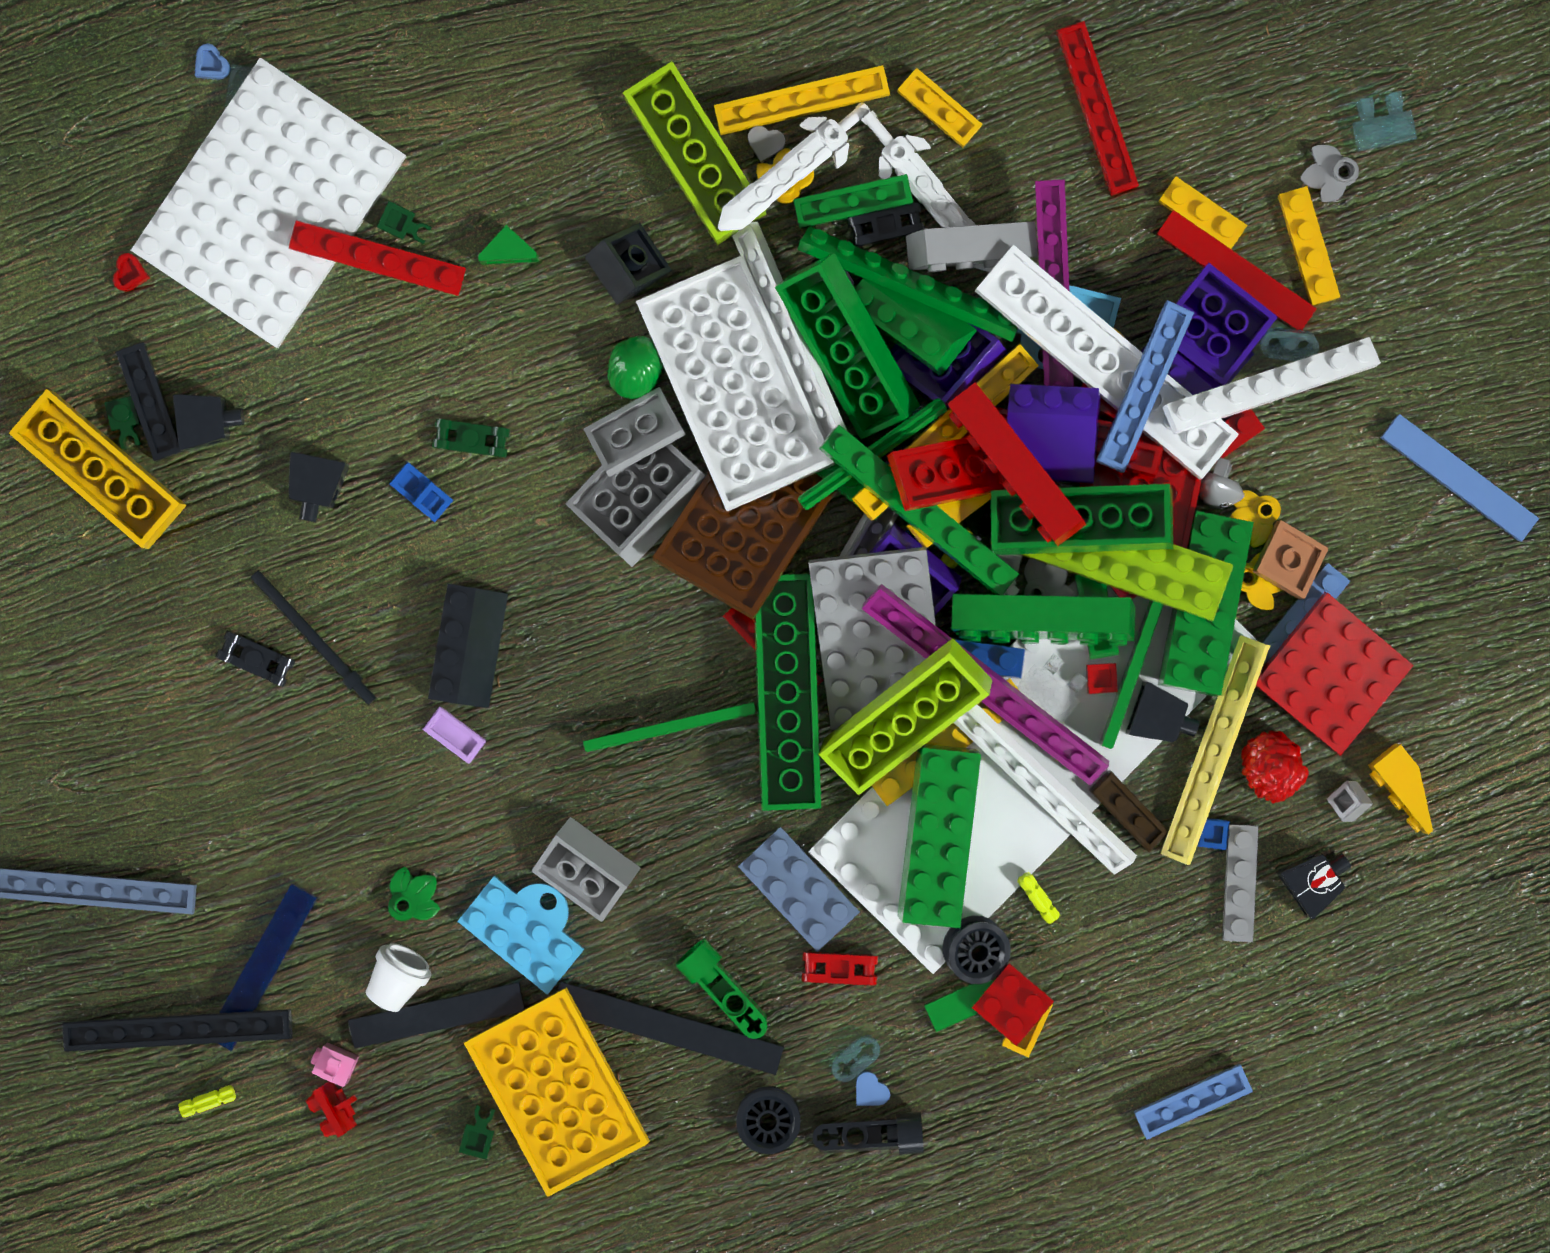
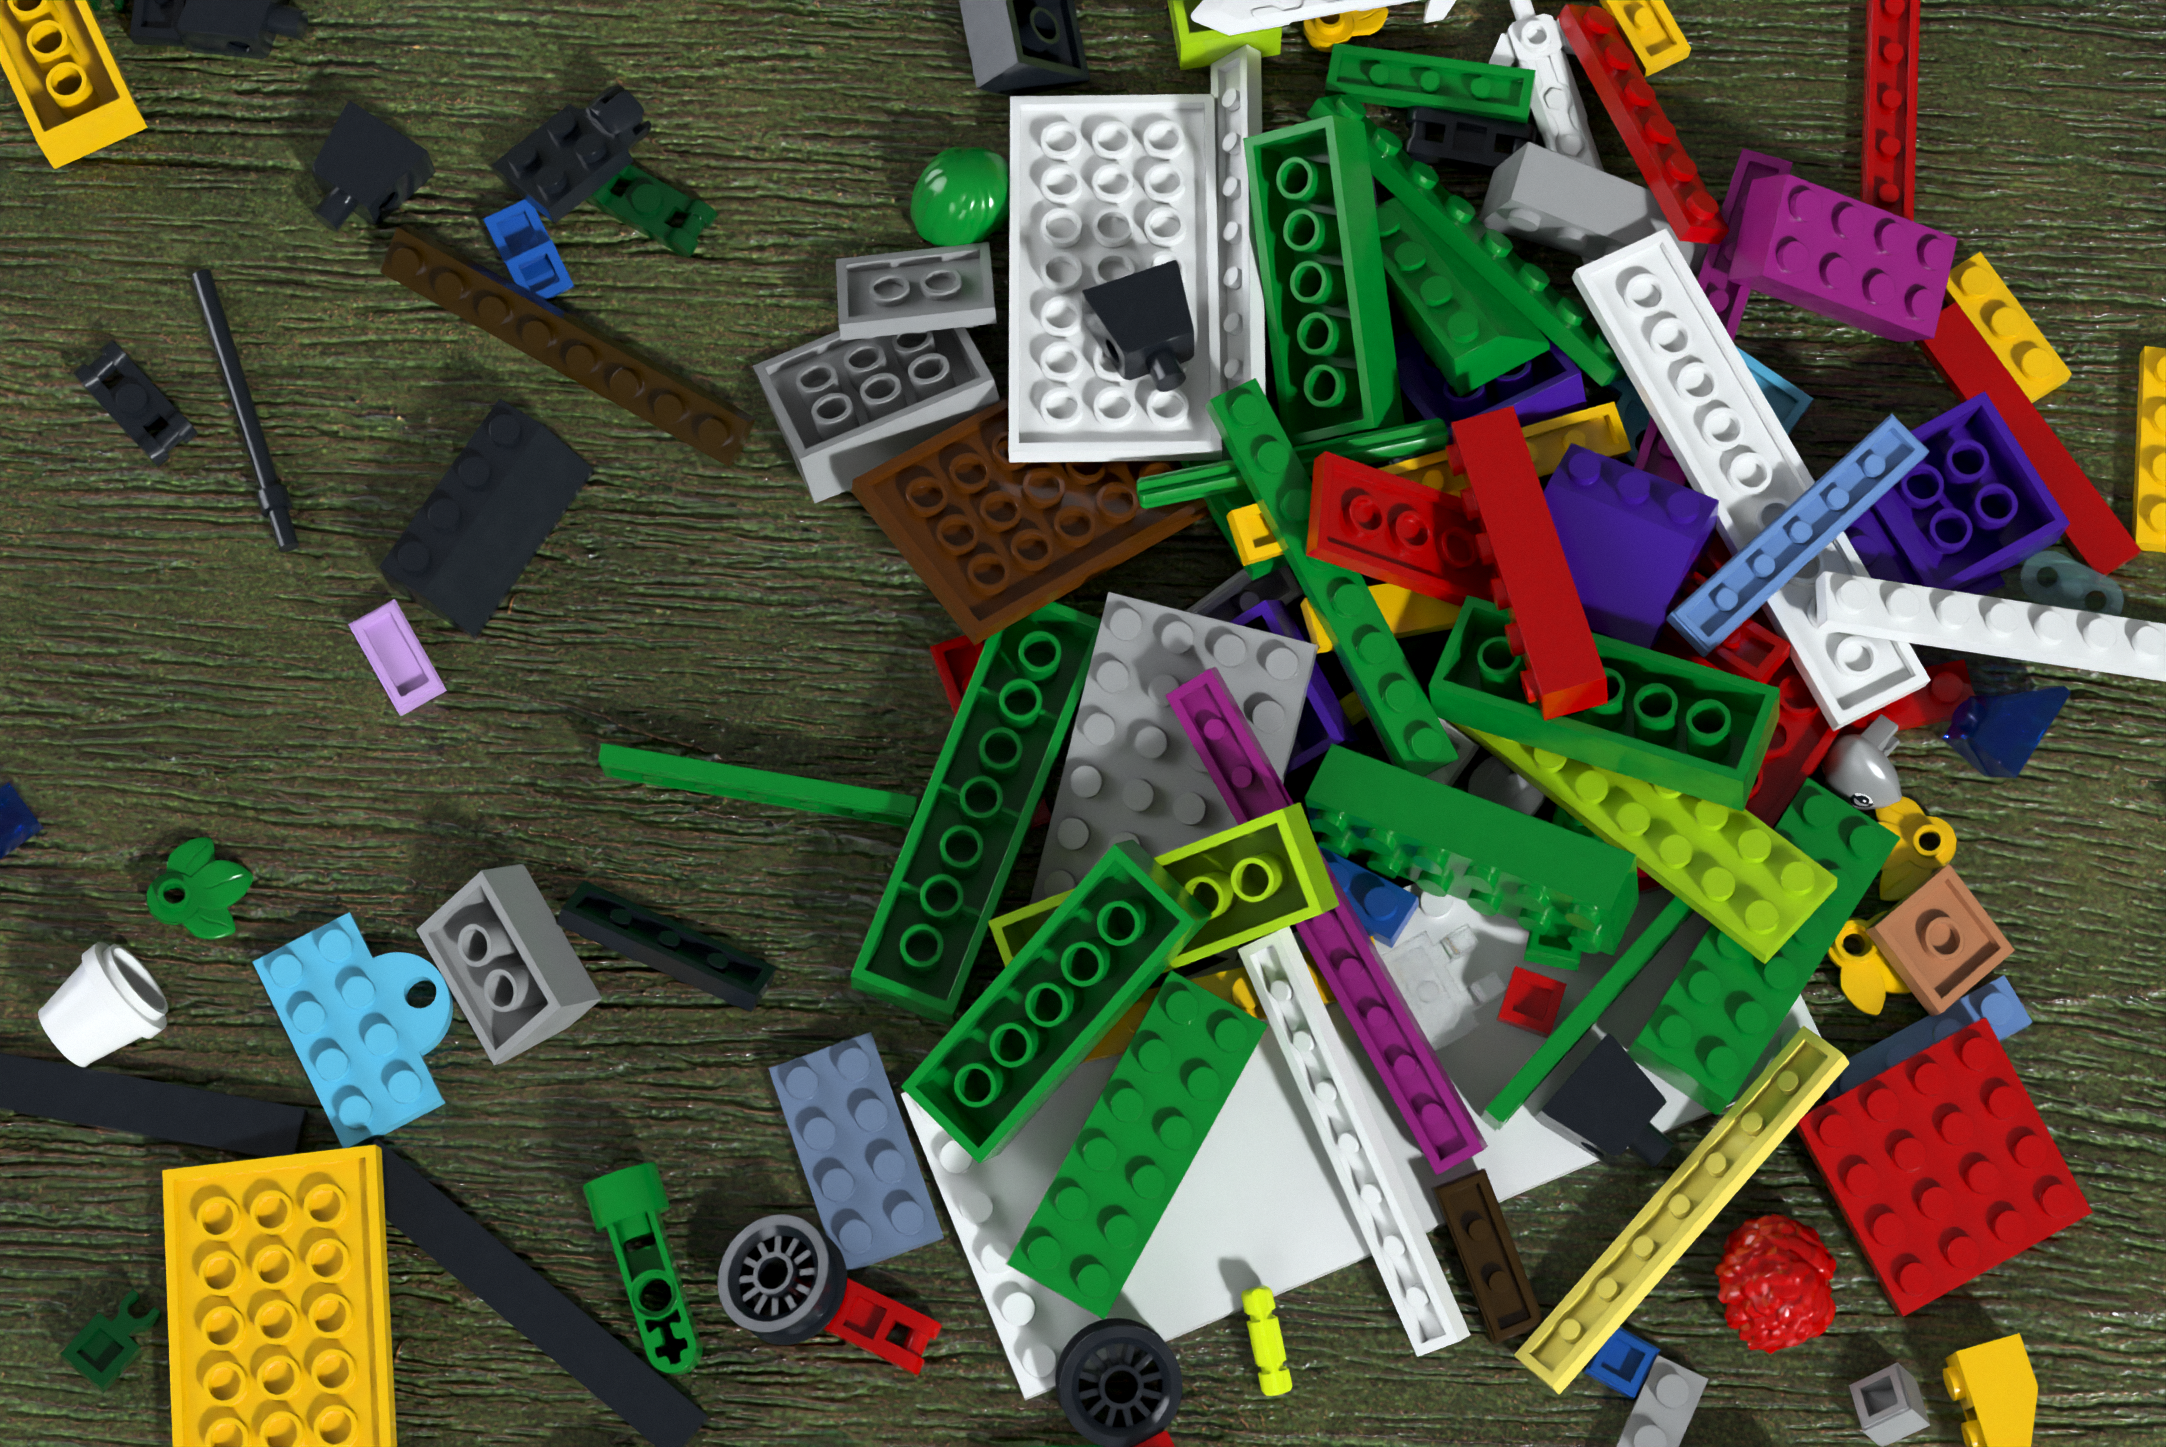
camera: 25 degrees right, 15 degrees down
(421, 429) = (574, 152): none -> black plate
(464, 534) = (567, 345): none -> dark brown plate
(660, 827) = (667, 946): none -> black plate
(766, 411) = (1143, 324): none -> black torso
(768, 968) = (807, 1296): none -> black wheel
(873, 785) = (1056, 1000): none -> green brick
(975, 184) = (1643, 125): none -> red plate
(1109, 220) = (1842, 258): none -> magenta brick
(1282, 432) = (2004, 727): none -> clear blue slope

